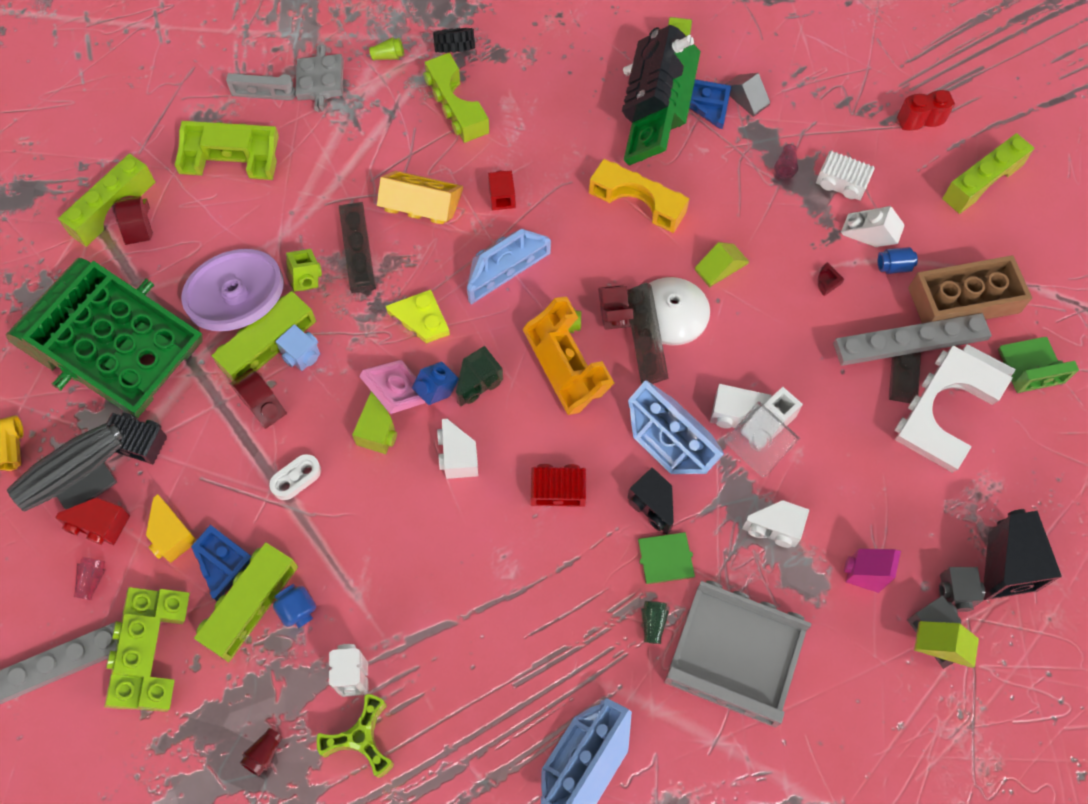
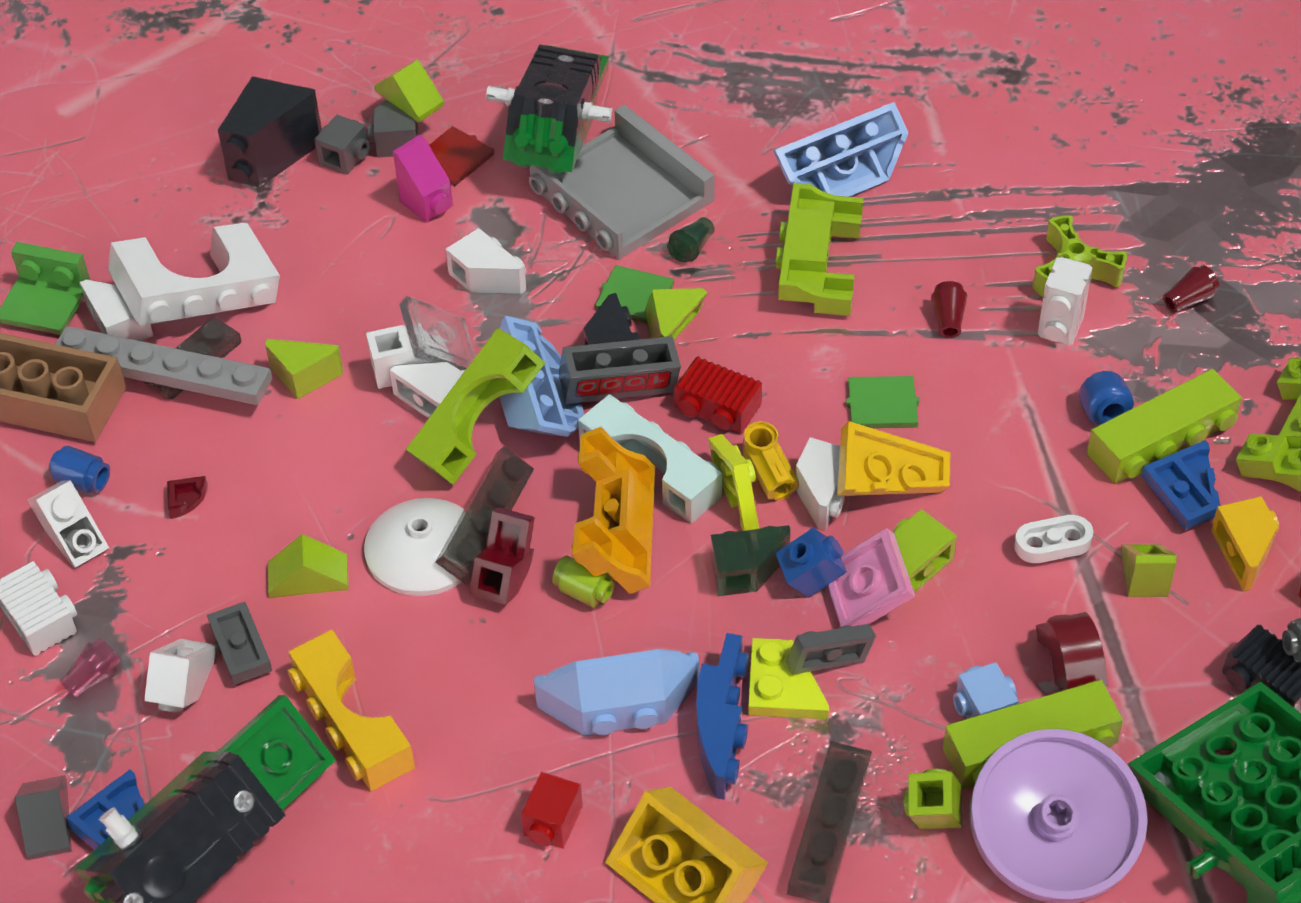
camera: 150 degrees left, 15 degrees down
(228, 481) = (1148, 569): none -> lime slope
(393, 339) = (830, 648): none -> dark grey plate
(421, 470) = (888, 464): none -> yellow wing
(438, 646) = (949, 306): none -> dark red cone
(444, 273) = (720, 717): none -> blue slope
(451, 544) = (883, 401): none -> bright green piece
(498, 449) = (769, 461): none -> yellow piece
(513, 423) = (736, 479): none -> neon yellow wing
(563, 644) = (807, 239): none -> lime bracket
(602, 429) = (688, 481): none -> light aqua arch
(625, 537) = (673, 310): none -> lime slope
(628, 463) = (619, 369): none -> dark grey brick
(694, 401) = (497, 370): none -> lime arch
(724, 206) = (239, 643): none -> dark grey plate
(740, 177) = (179, 673): none -> white slope
(831, 690) = (553, 107): none -> piece
(835, 385) = (304, 364): none -> lime slope
(880, 629) = (459, 154): none -> clear red piece

